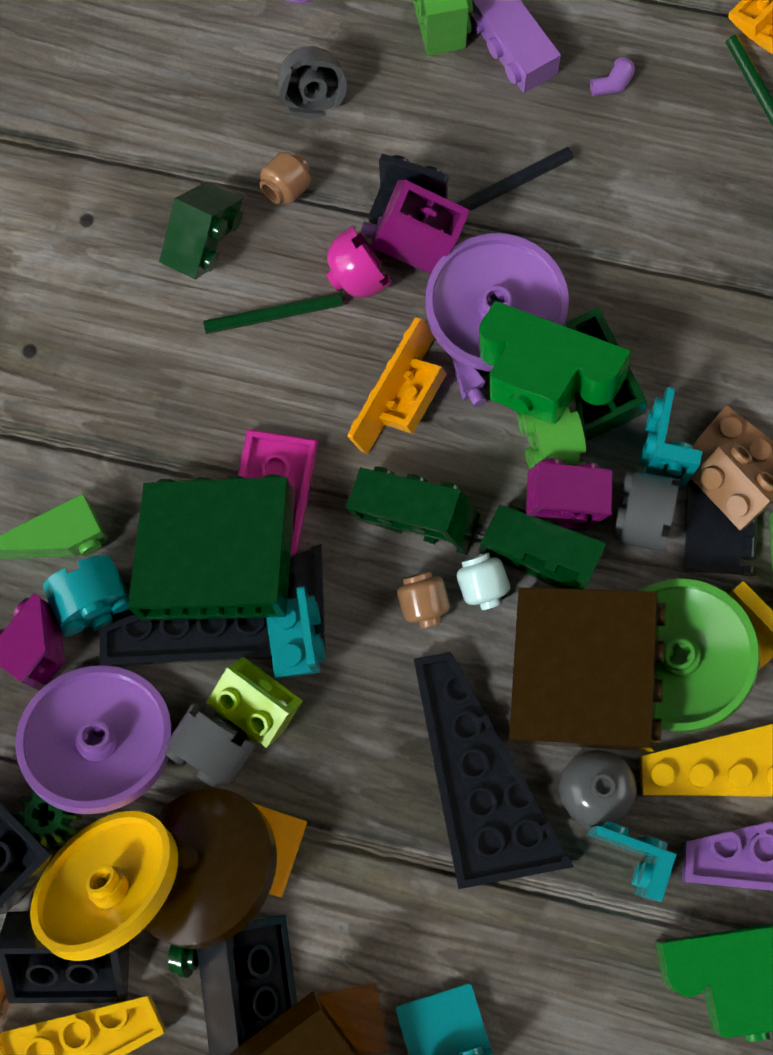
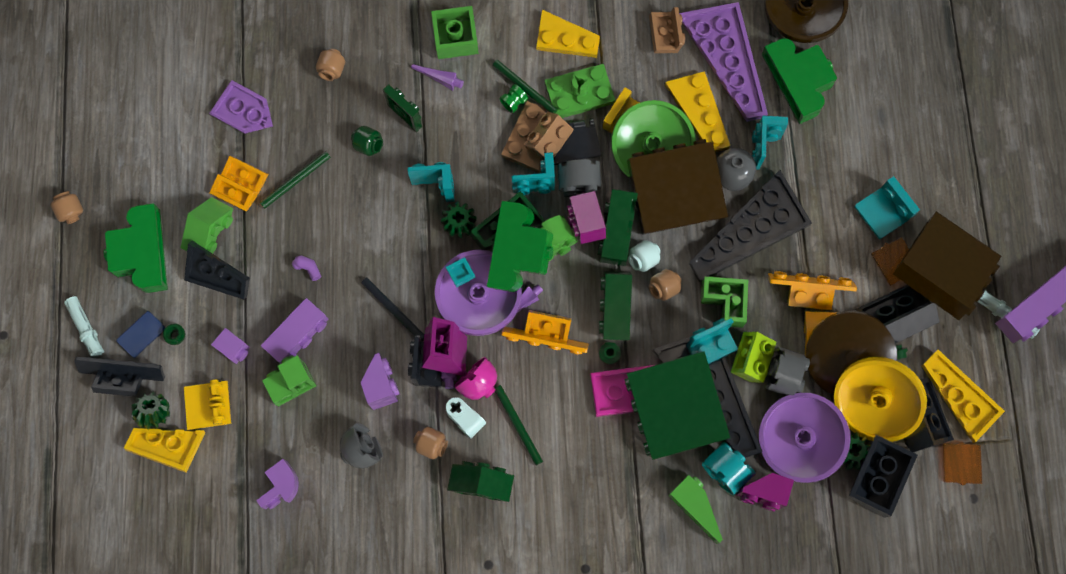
camera: 110 degrees left, 0 degrees up
(306, 237) = (467, 420): none -> light aqua piece
(338, 489) = (609, 359): none -> dark green plate
(340, 847) = (811, 291): none -> light orange bracket
(368, 700) = (730, 294): none -> bright green brick
(397, 122) = (377, 384): none -> medium lavender slope
(534, 275) = (460, 272): none -> teal plate
(637, 298) = (467, 219): none -> dark green gear
(695, 297) = (436, 173): none -> teal bracket

